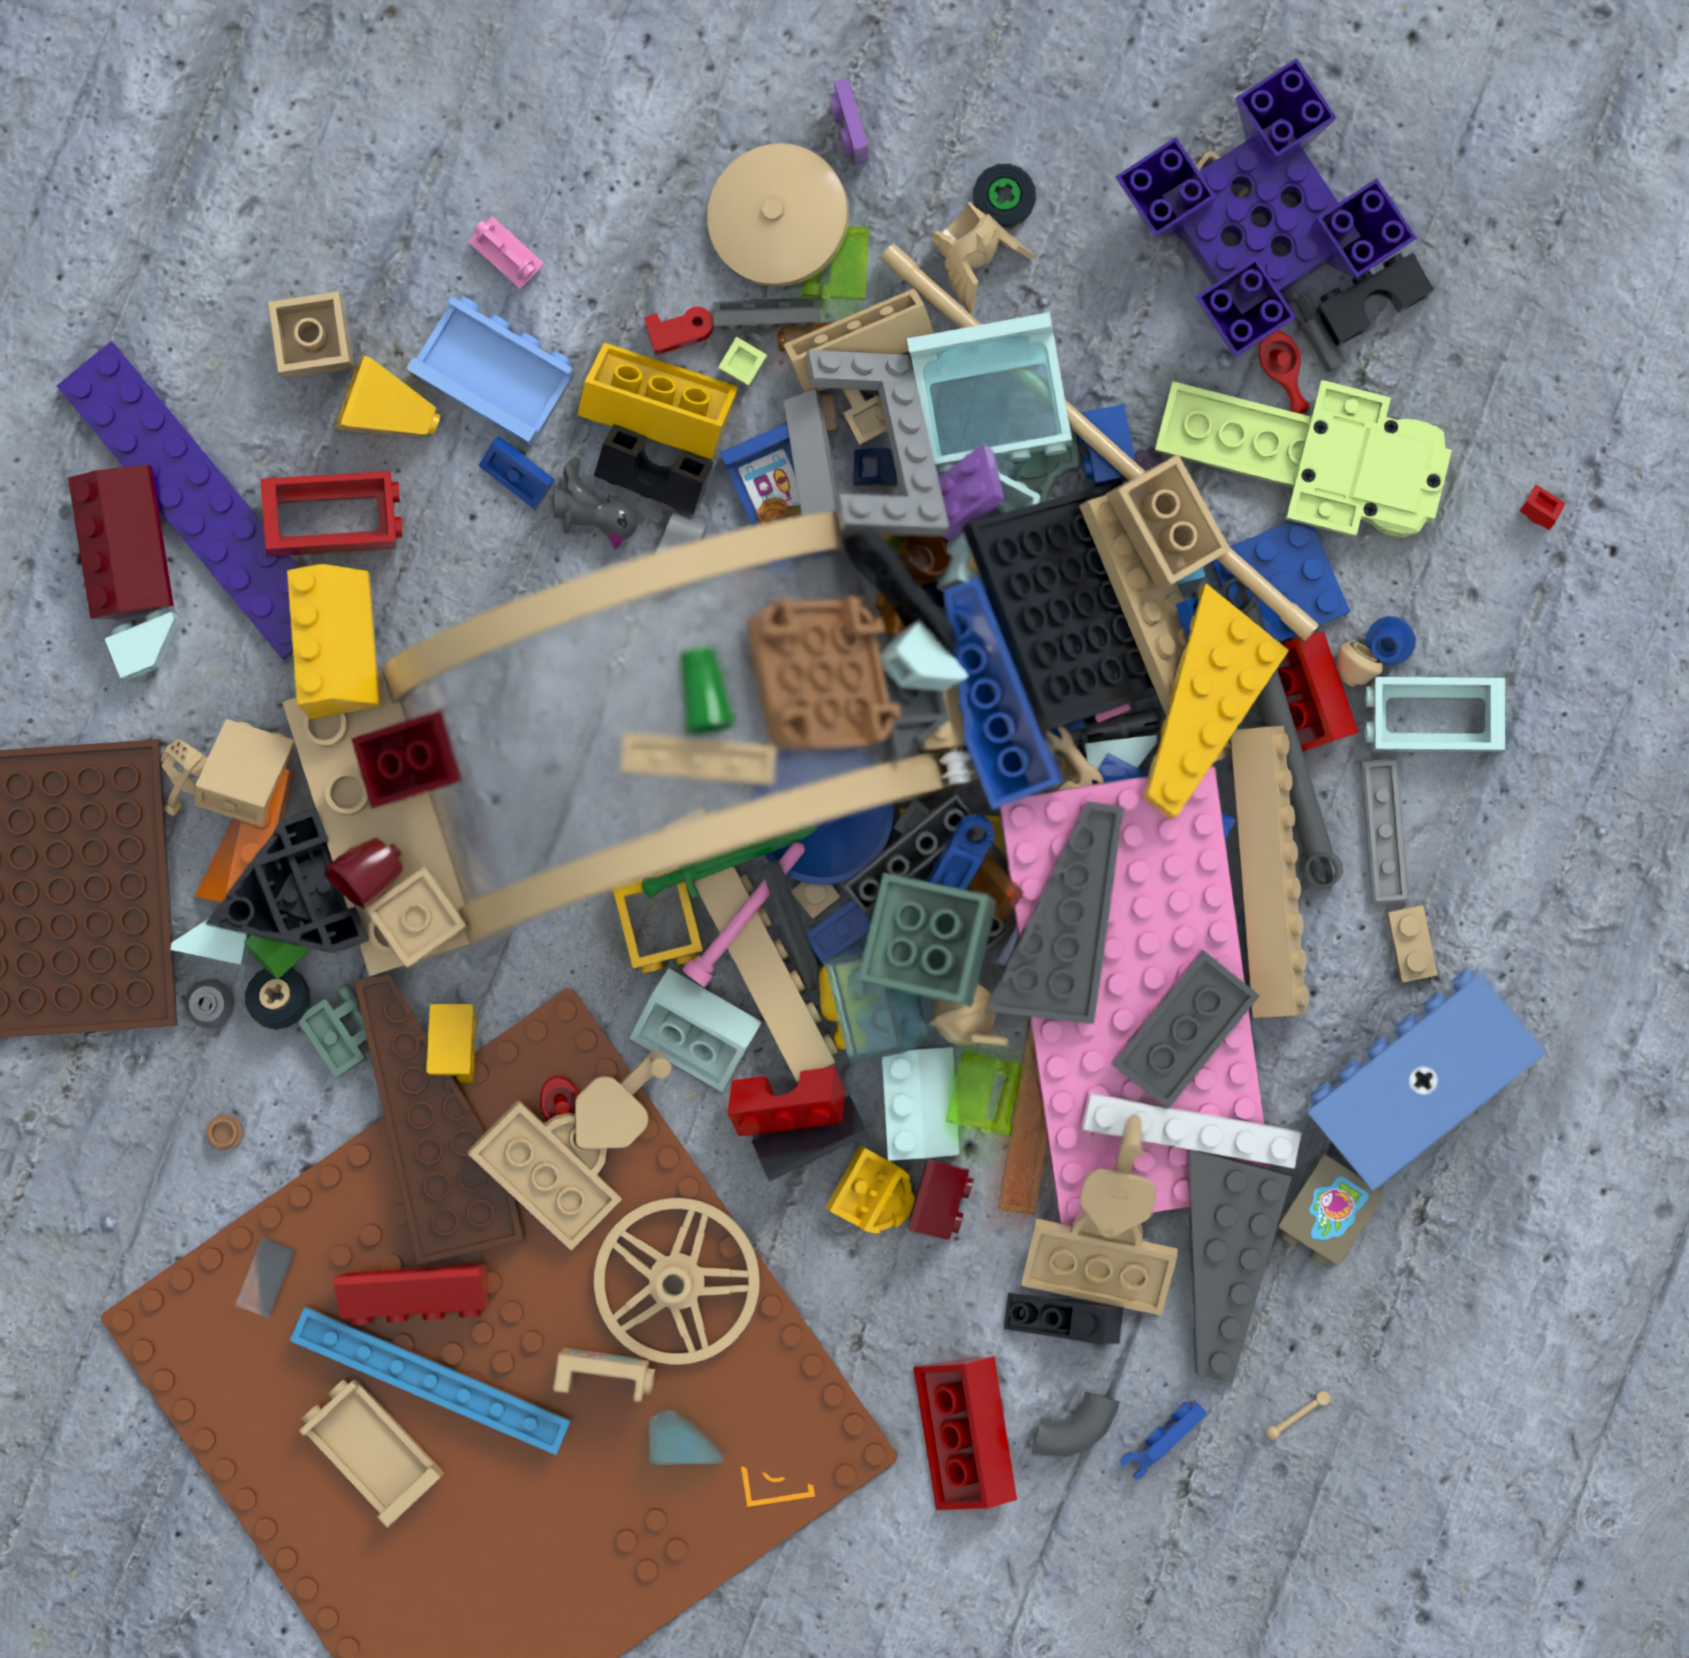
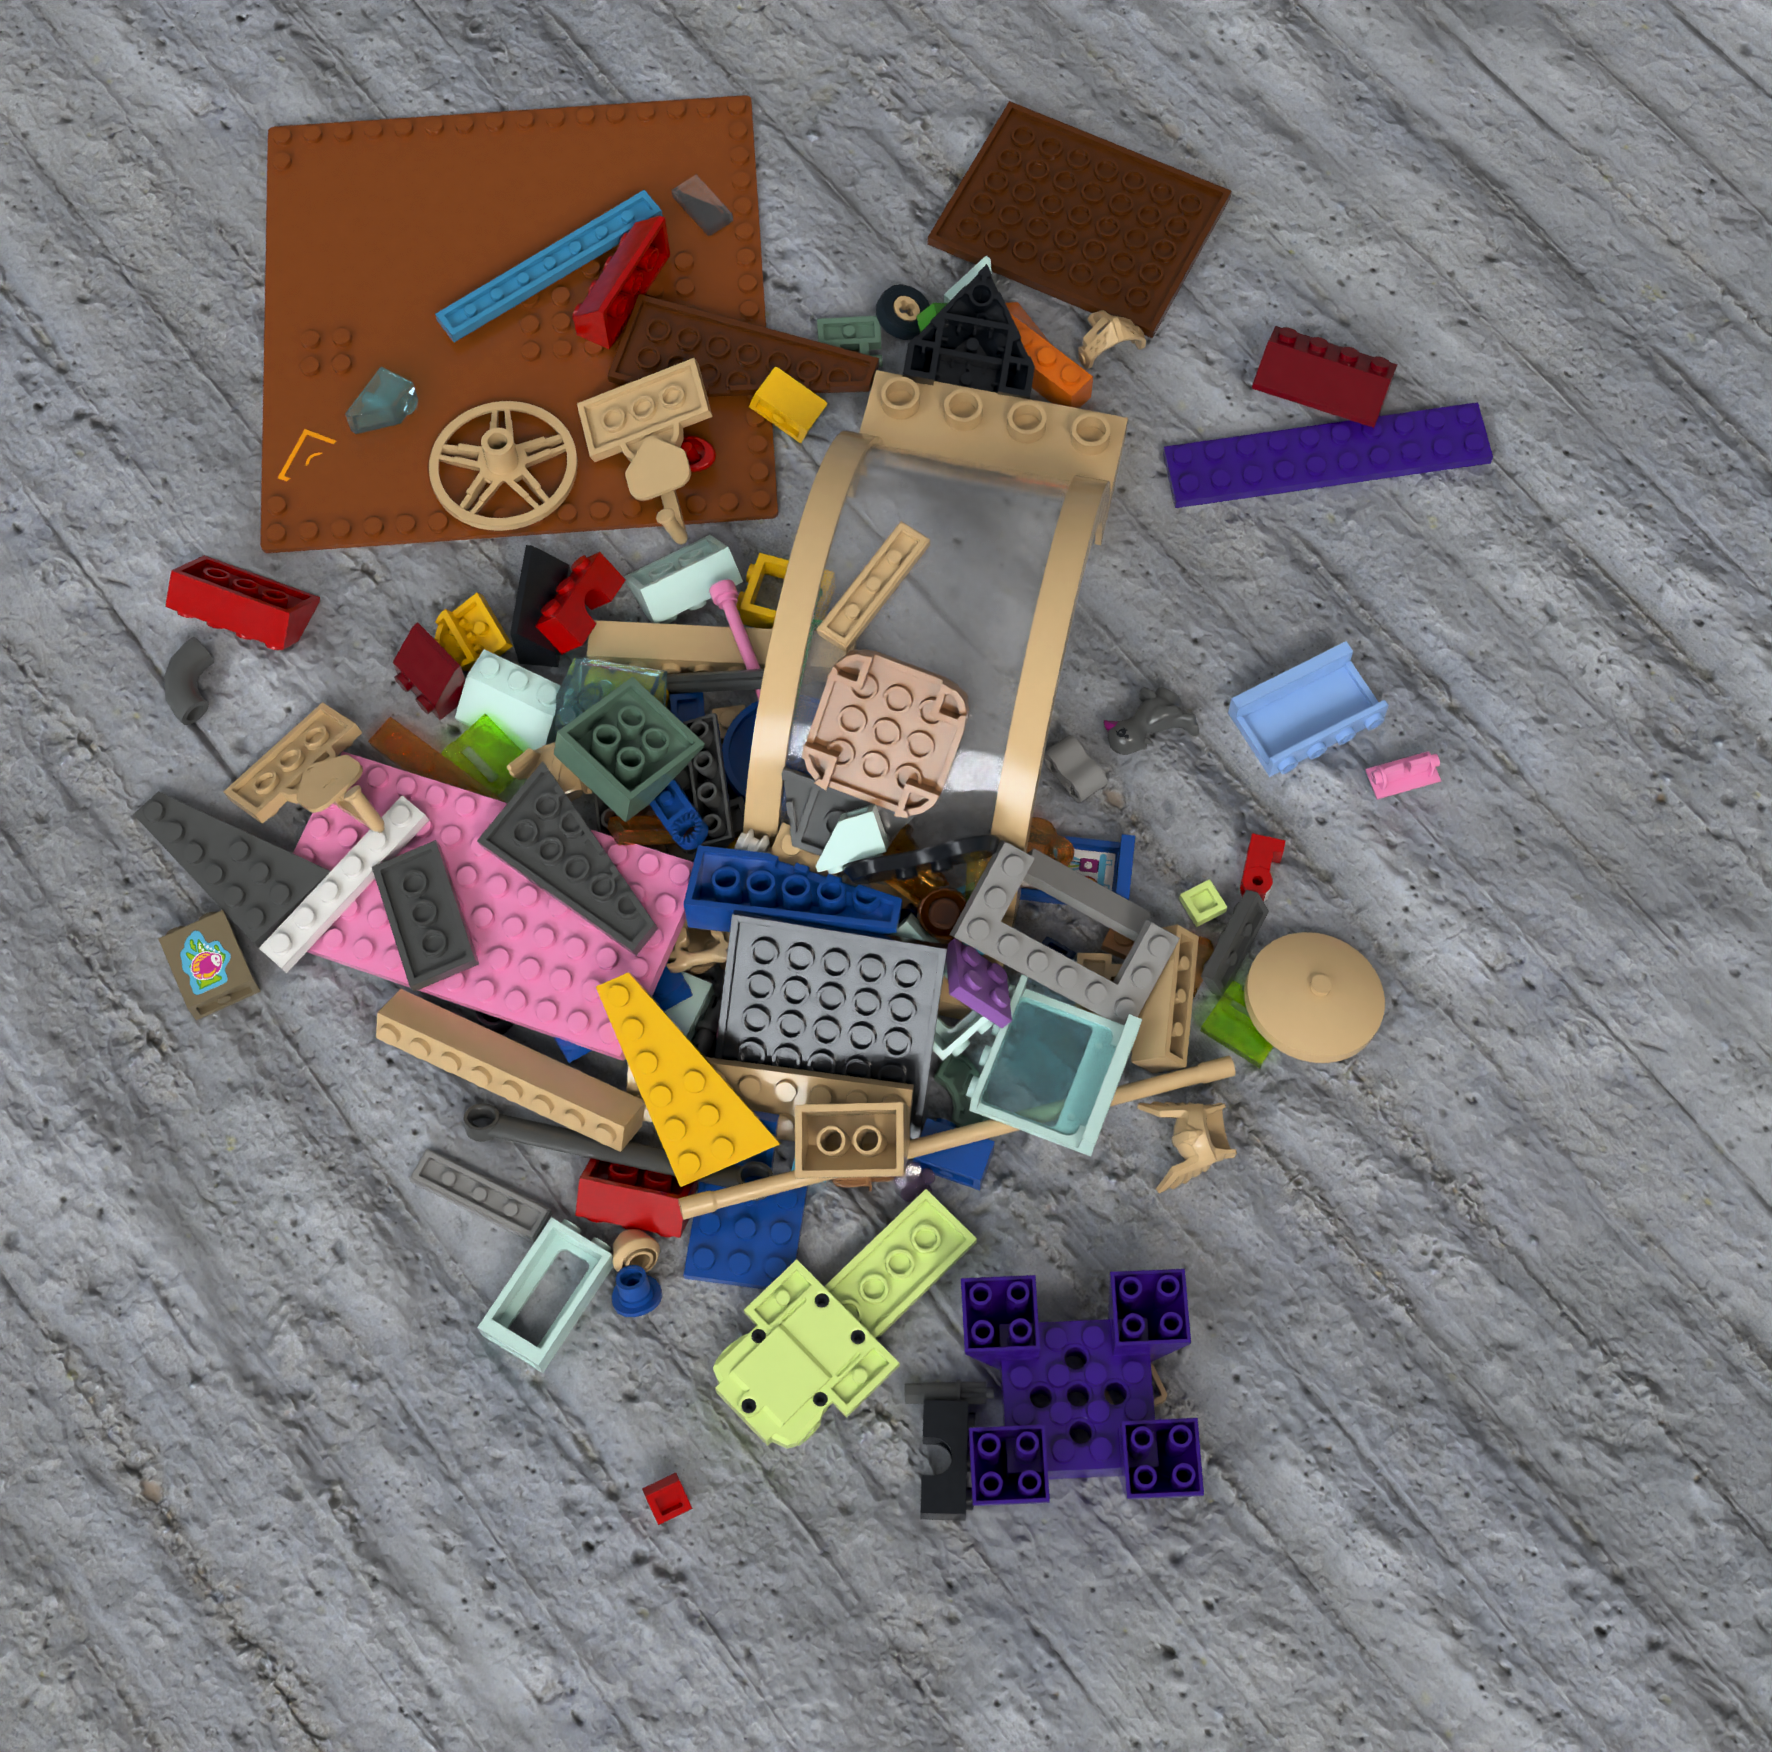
camera: 120 degrees right, 20 degrees down
(144, 646) = (1231, 357): light aqua slope -> none
(213, 993) = (929, 270): flat silver cone -> none
(224, 1132) = (827, 233): medium nougat plate -> none
(243, 772) = (1091, 361): tan panel -> none
(311, 335) = (1414, 590): tan brick -> none
(325, 488) = (1275, 482): red piece -> none
(333, 640) = (1154, 466): yellow slope -> none
(365, 871) = (954, 387): dark red helmet -> none
(371, 1449) = (529, 208): tan panel -> none
(384, 404) = (1327, 612): yellow slope -> none
(406, 759) = (1023, 444): dark red slope -> none
(416, 917) = (897, 408): tan plate -> none
(516, 472) = (1223, 681): blue plate -> none
(603, 1364) = (473, 374): tan panel -> none
(626, 465) = (1170, 765): black arch -> none
(657, 400) = (1209, 819): yellow slope -> none
(704, 693) = (924, 613): green plant -> none
(852, 132) = (1364, 1094): medium lavender plate -> none
(1022, 191) = (1221, 1212): black bush -> none
(1064, 1318) = (269, 720): black slope -> none
(1162, 1440) = (129, 736): blue plate -> none
(1282, 362) = (937, 1344): red piece -> none
(1322, 1398) = (71, 878): tan hinge -> none
(1388, 1116) = (252, 1089): medium blue piece -> none
(1412, 943) = (373, 1162): tan plate -> none

